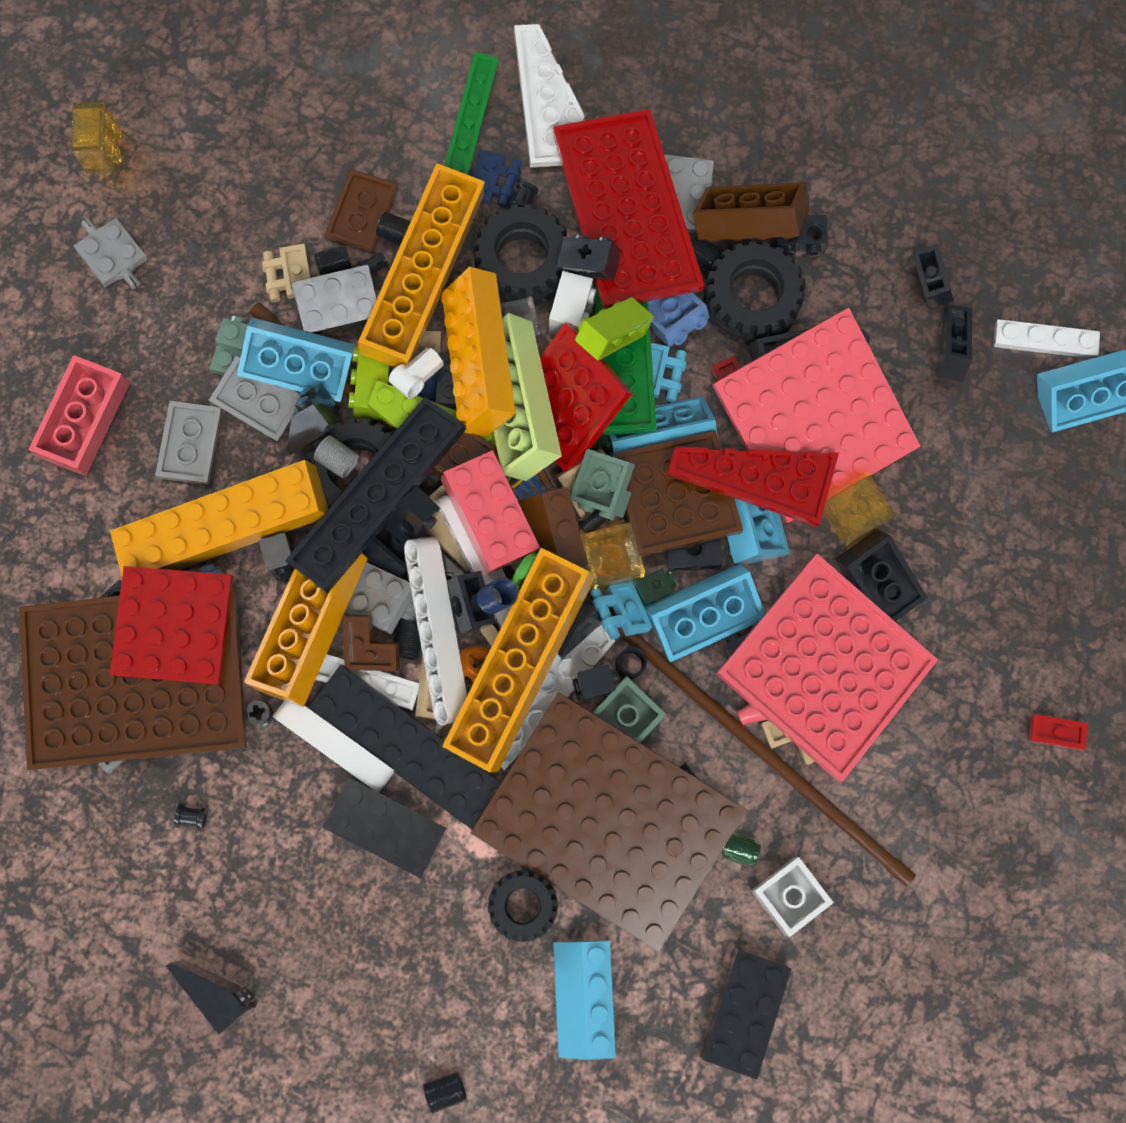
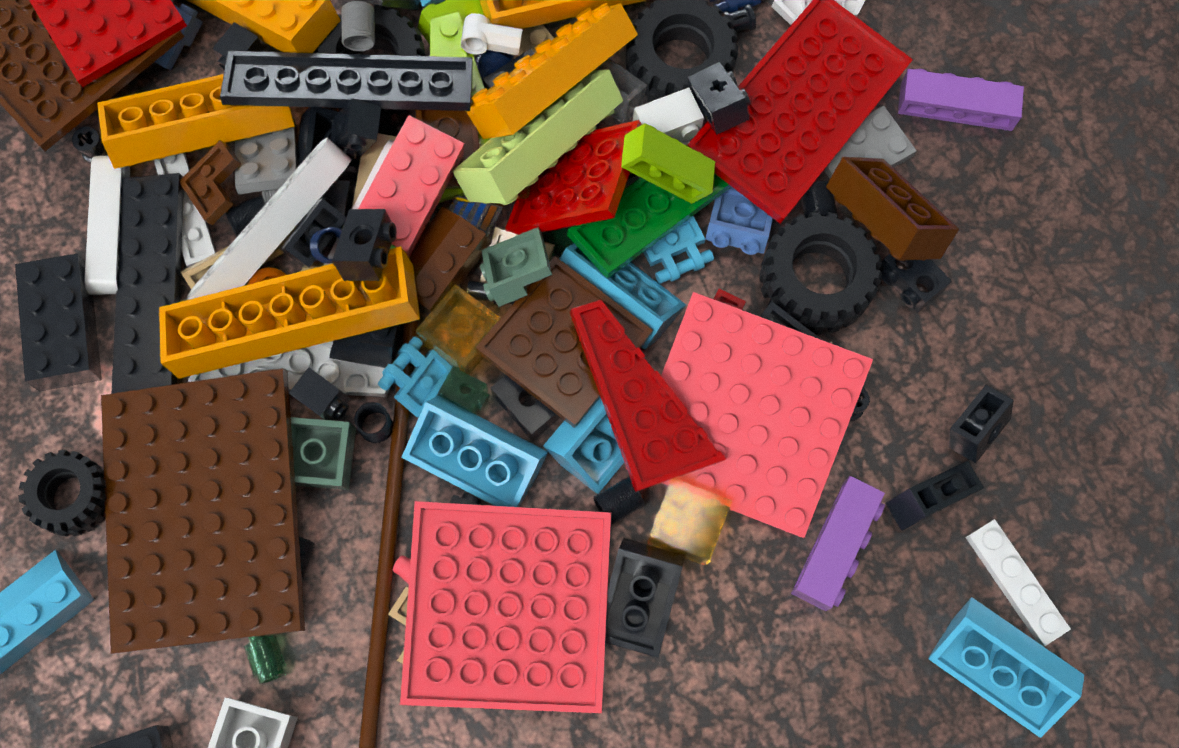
camera: 50 degrees right, 5 degrees down
(511, 562) = (364, 245): none -> black brick
(700, 102) = (961, 99): none -> medium lavender brick
(807, 542) = (619, 500): none -> black piece
(941, 427) = (838, 544): none -> medium lavender brick

